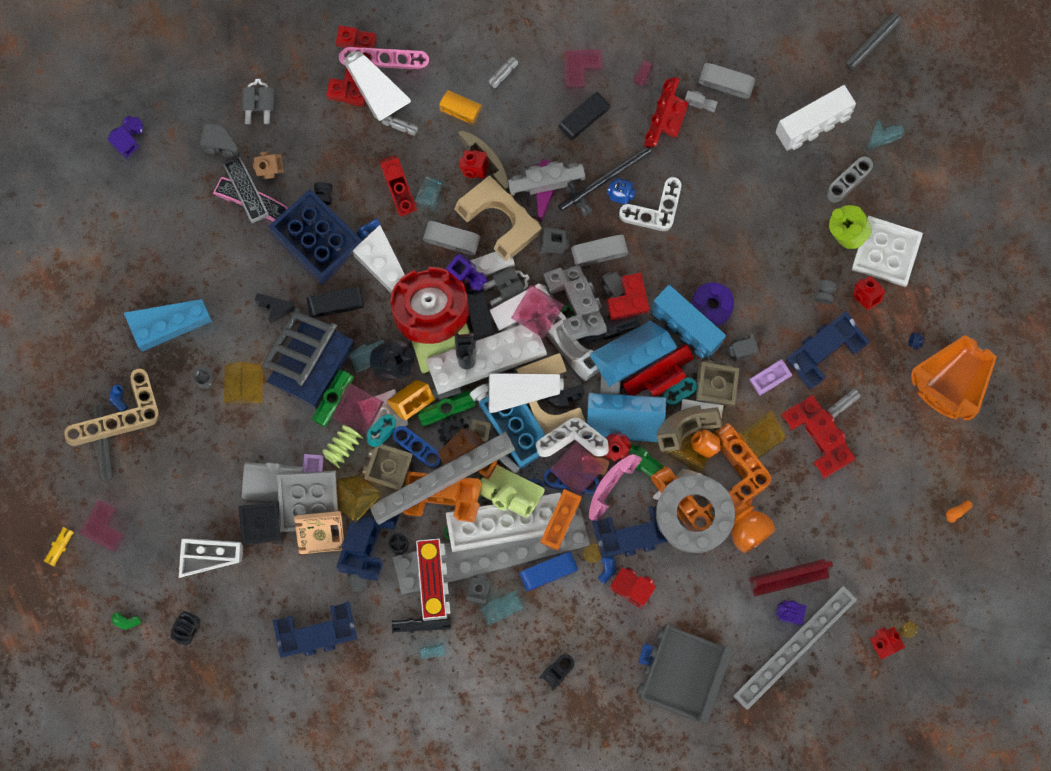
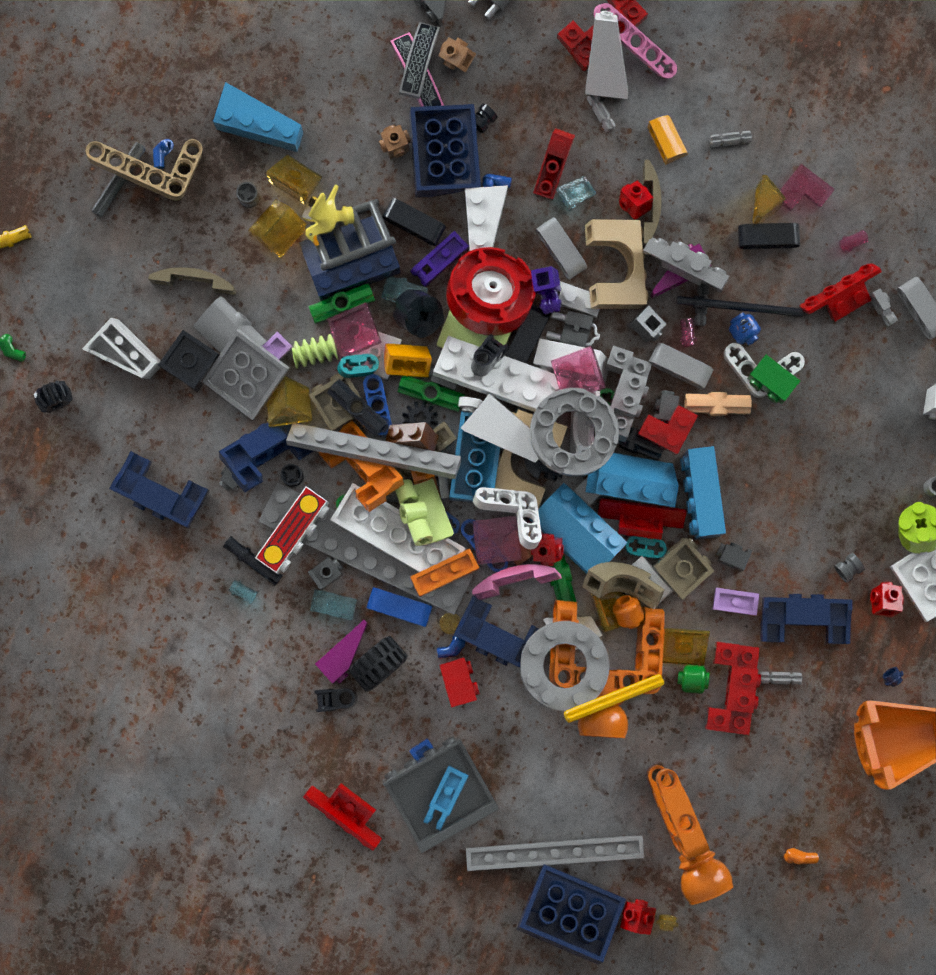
camera: 40 degrees right, 5 degrees up
(97, 527) = (52, 250): clear pink plate -> none
(194, 482) = (167, 276): none -> dark tan slope
(226, 340) = (294, 178): none -> clear yellow slope
(271, 347) = (325, 215): none -> light yellow animal
(277, 264) = (394, 148): none -> medium nougat brick
(278, 307) = (361, 187): black slope -> none
(315, 533) = (229, 406): light nougat container -> none
(374, 312) = (440, 258): none -> dark purple plate
(392, 458) = (347, 398): none -> black piece
(538, 640) = (341, 656): none -> magenta slope
(562, 93) = (767, 200): none -> clear yellow slope
(568, 620) = (378, 663): none -> black tyre
(578, 326) = (591, 406): none -> light grey plate
(588, 228) = (688, 337): none -> clear pink pin
(632, 739) = (347, 811): none -> red bracket
(646, 255) = (718, 403): none -> light nougat piece
(669, 208) = (773, 380): none -> green brick
(690, 670) = (446, 795): none -> dark azure hinge
(719, 294) = (753, 492): dark purple wheel -> none
(746, 507) = (613, 698): none -> yellow axle
(787, 452) = (694, 679): none -> green head
(790, 577) = (602, 788): dark red fence -> none
(791, 612) = (577, 820): dark purple brick -> none
(842, 679) = (571, 914): none -> dark blue slope
(904, 572) = (703, 874): none -> orange piece

